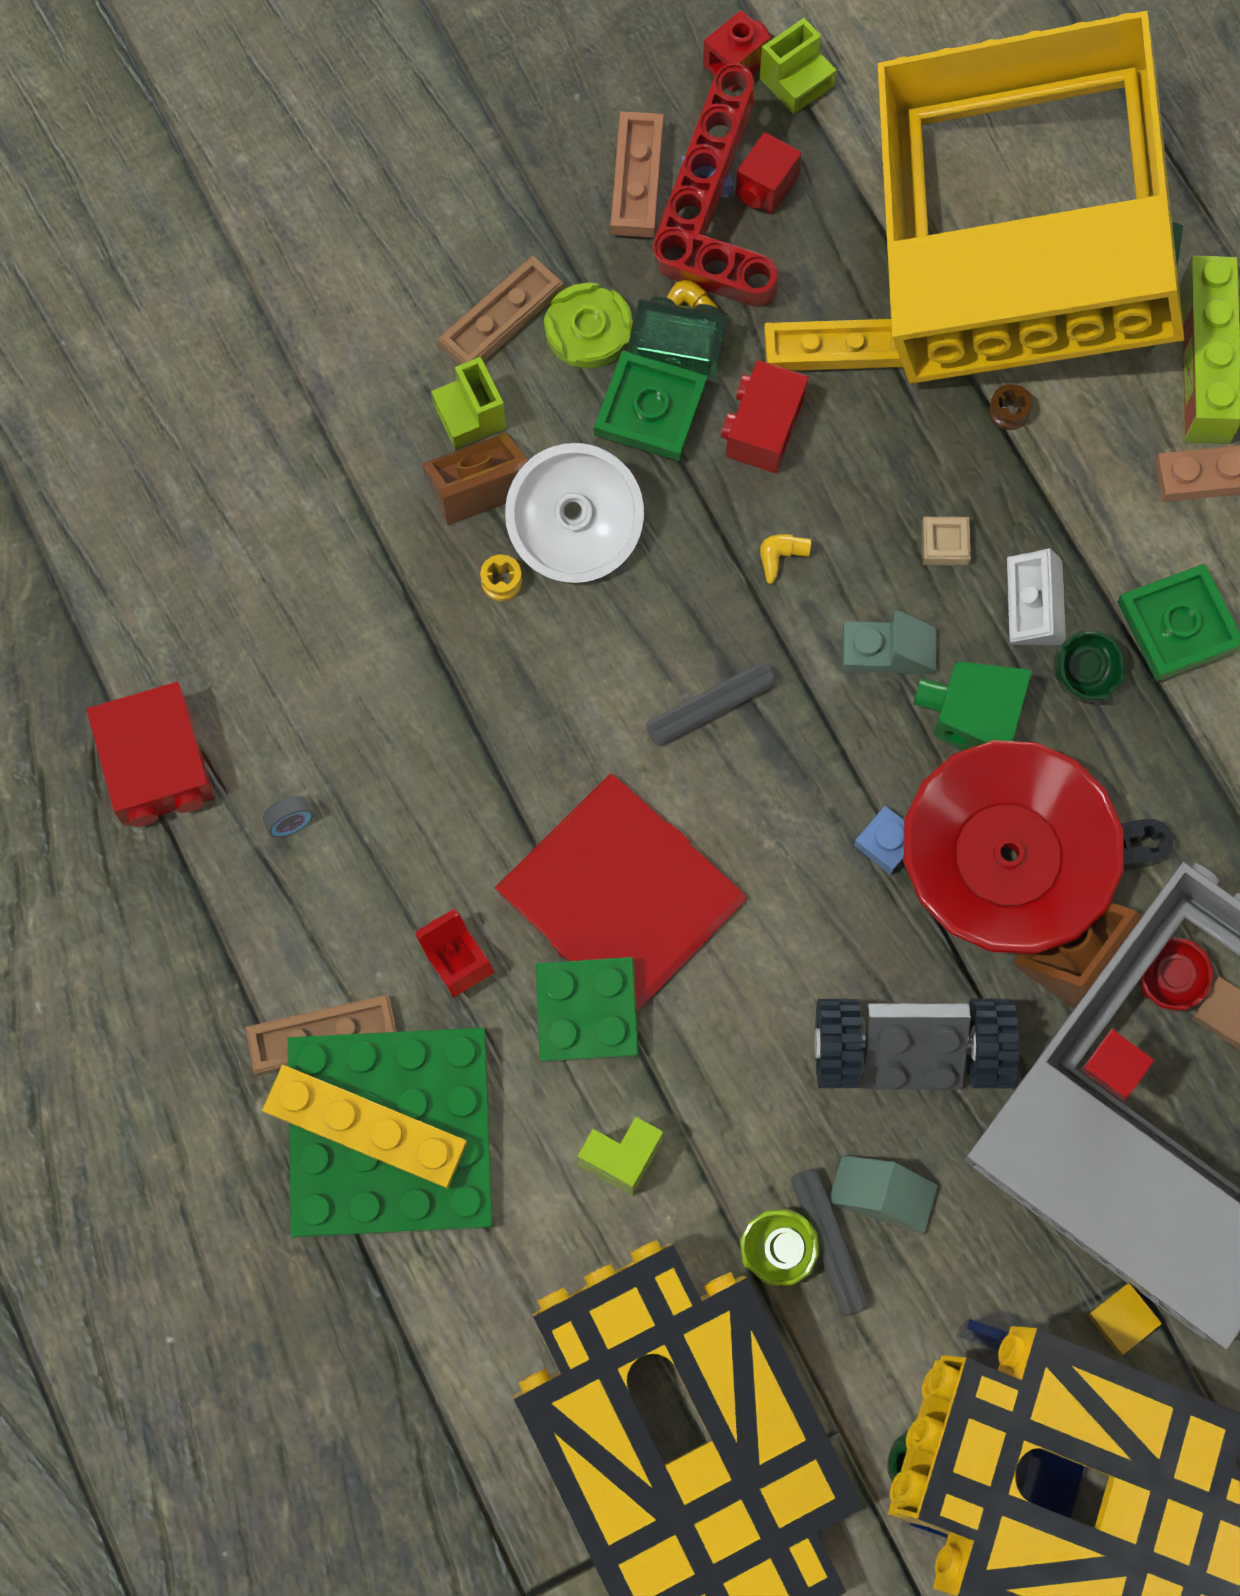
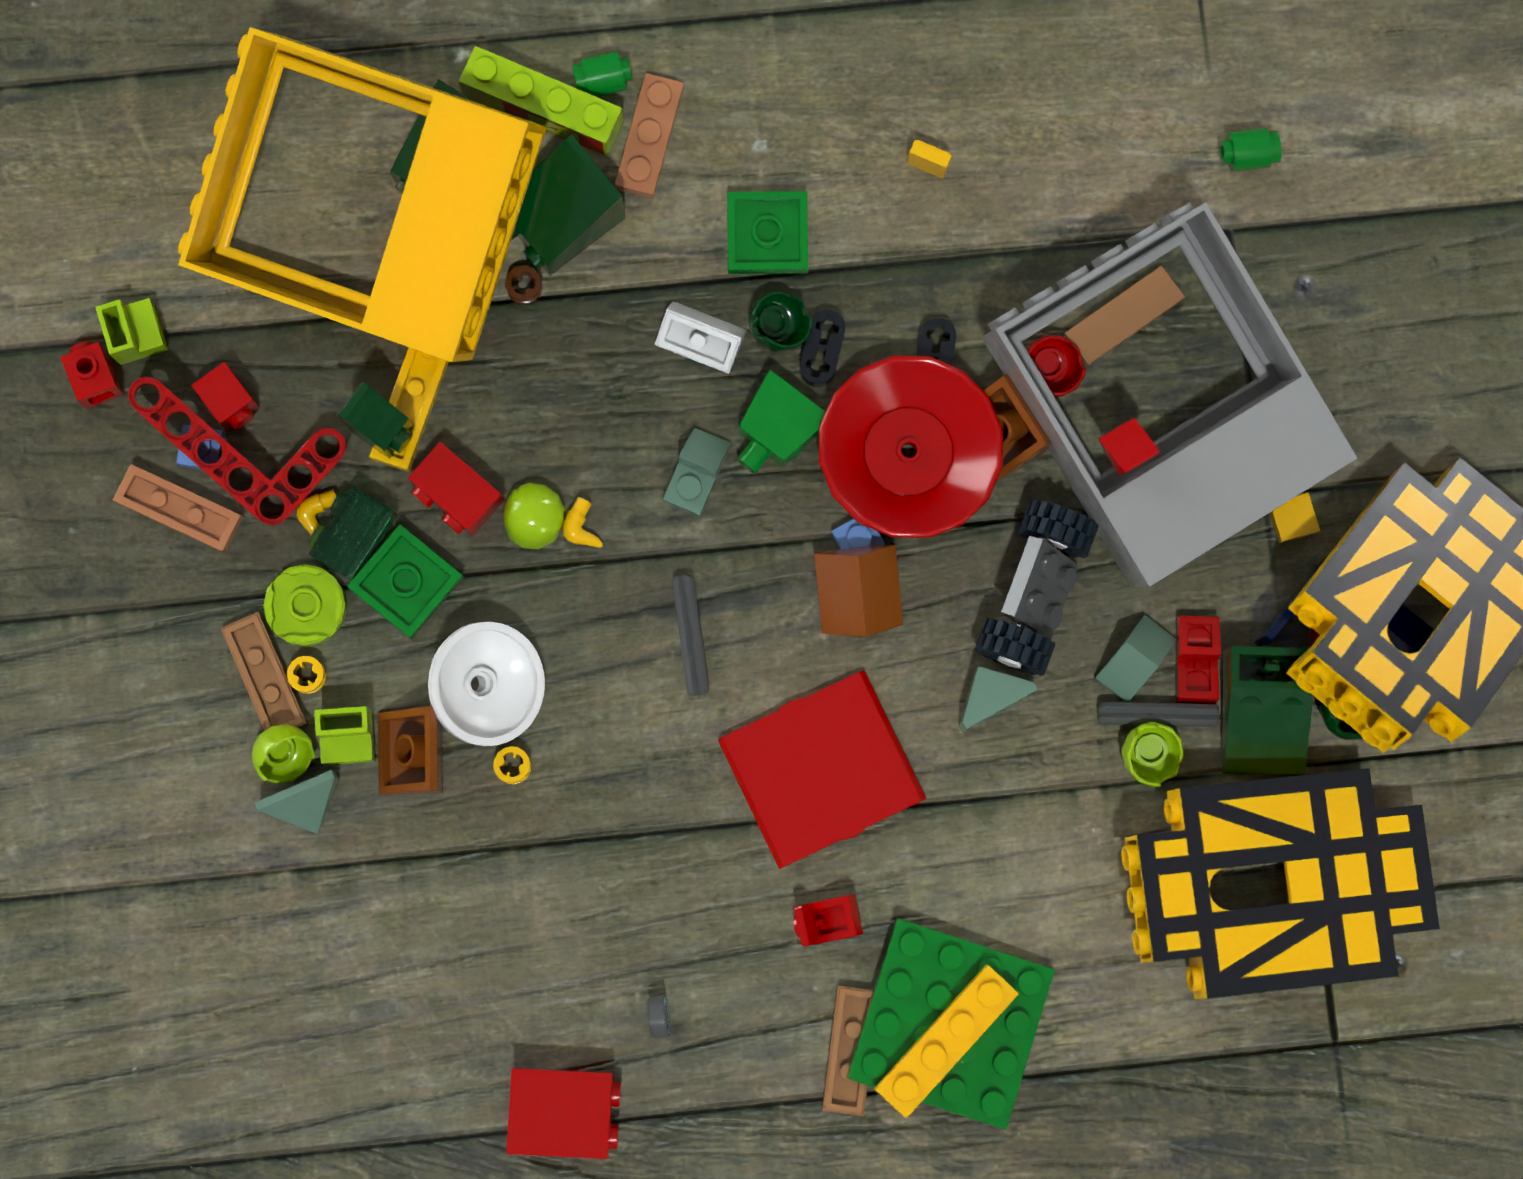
camera: 75 degrees left, 10 degrees up
(386, 393) = (302, 803): none -> sand green slope
(426, 351) = (282, 753): none -> lime hair
(529, 355) = (296, 682): none -> yellow bush
(587, 1010) = (910, 831): green plate -> none
(622, 1162) = (1045, 846): lime piece -> none
(772, 502) = (533, 516): none -> lime hair
(772, 1041) = (991, 694): none -> sand green slope
(801, 301) = (376, 421): none -> dark green slope
(832, 857) = (858, 590): none -> dark orange slope
(876, 1361) = (1264, 712): none -> dark green slope
(911, 1265) = (1197, 659): none -> red slope
(945, 541) = (621, 387): tan tile -> none
(1080, 715) = (831, 350): none -> black beam
(1108, 407) = (566, 207): none -> dark green slope

